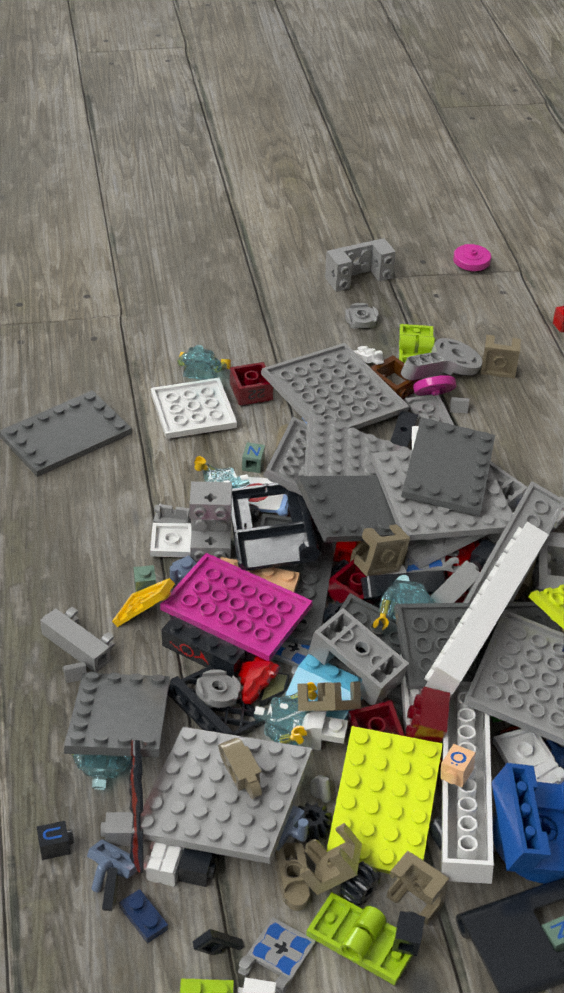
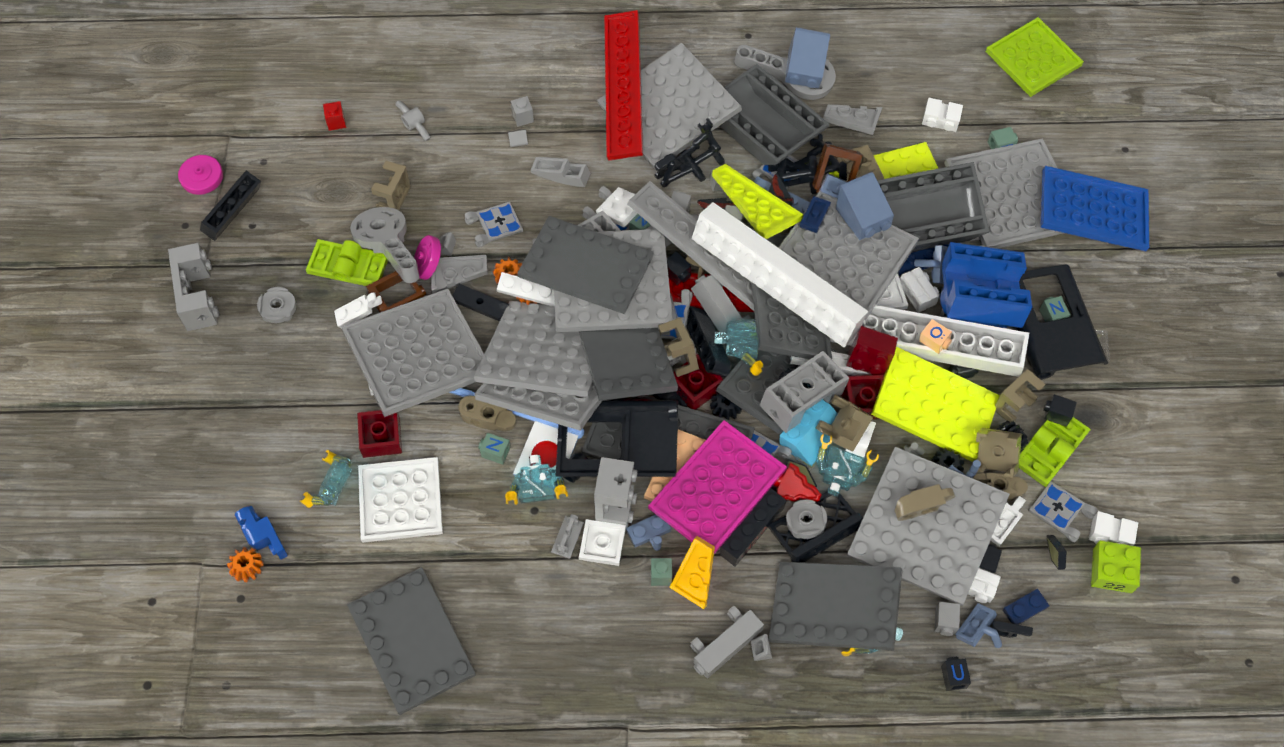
camera: 80 degrees left, 20 degrees up
(120, 331) = (253, 566): none -> orange gear
(136, 805) = (943, 595): black sword -> none
(149, 336) = (259, 531): none -> blue plate
(250, 887) = (1007, 521): none -> white plate
(446, 273) = (230, 205): none -> black brick
(505, 436) = (496, 222): none -> light grey flag

